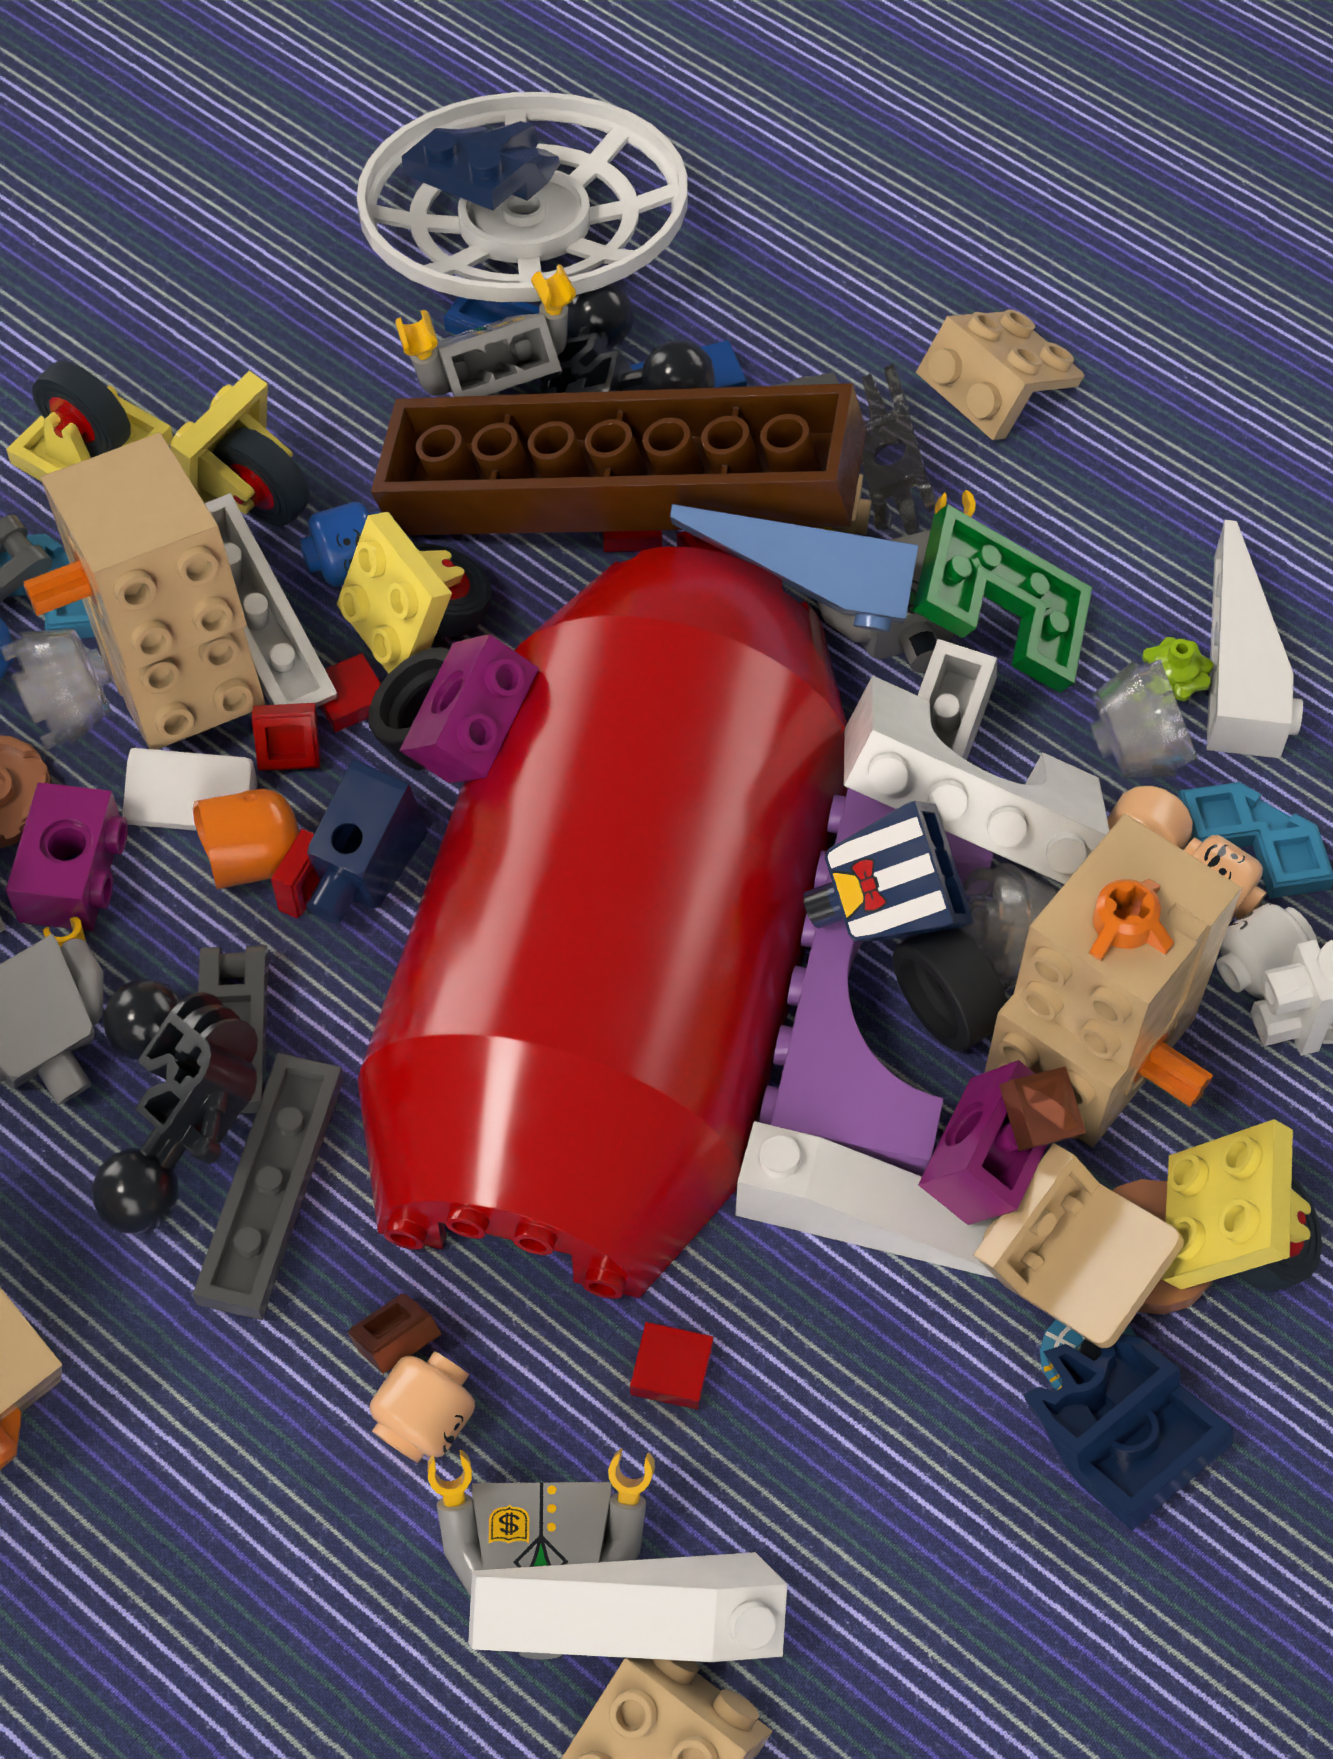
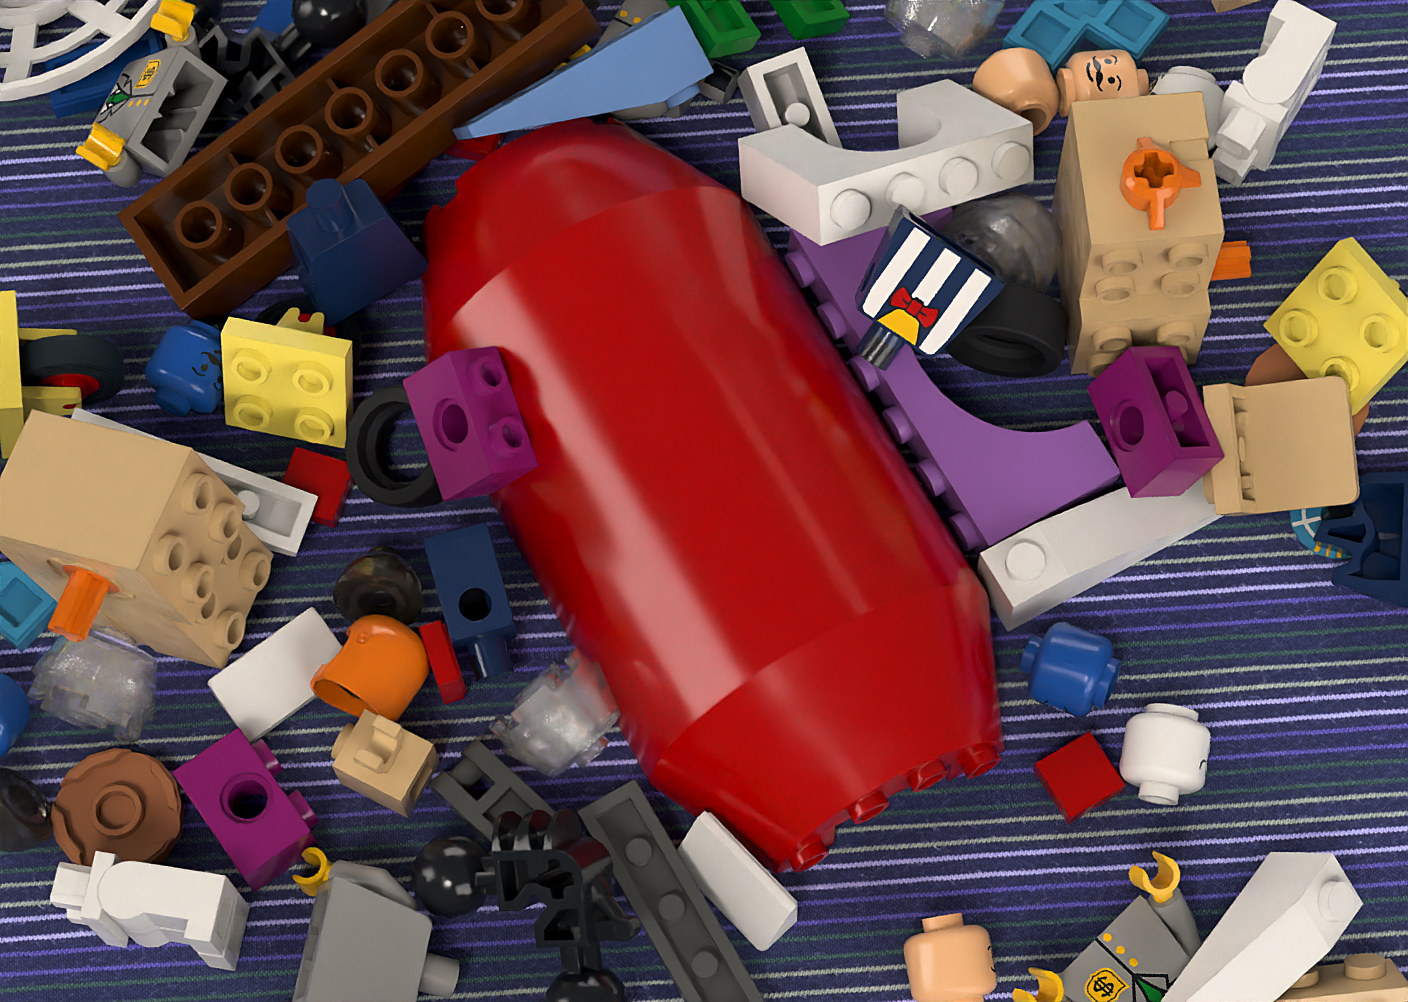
camera: 40 degrees left, 10 degrees up
(187, 906) = (384, 762): none -> tan brick
(286, 736) = (312, 564): red tile -> none
(308, 783) = (380, 585): none -> clear smoke brick
(331, 973) = (560, 717): none -> clear cone
(338, 1208) = (737, 882): none -> white slope
(393, 1332) = (875, 932): copper tile -> none
(526, 538) = (350, 248): none -> dark blue torso
(743, 1275) = (1070, 669): none -> blue head
(751, 1402) = (1165, 753): none -> white head
(1042, 1108) = (1178, 368): copper tile -> none

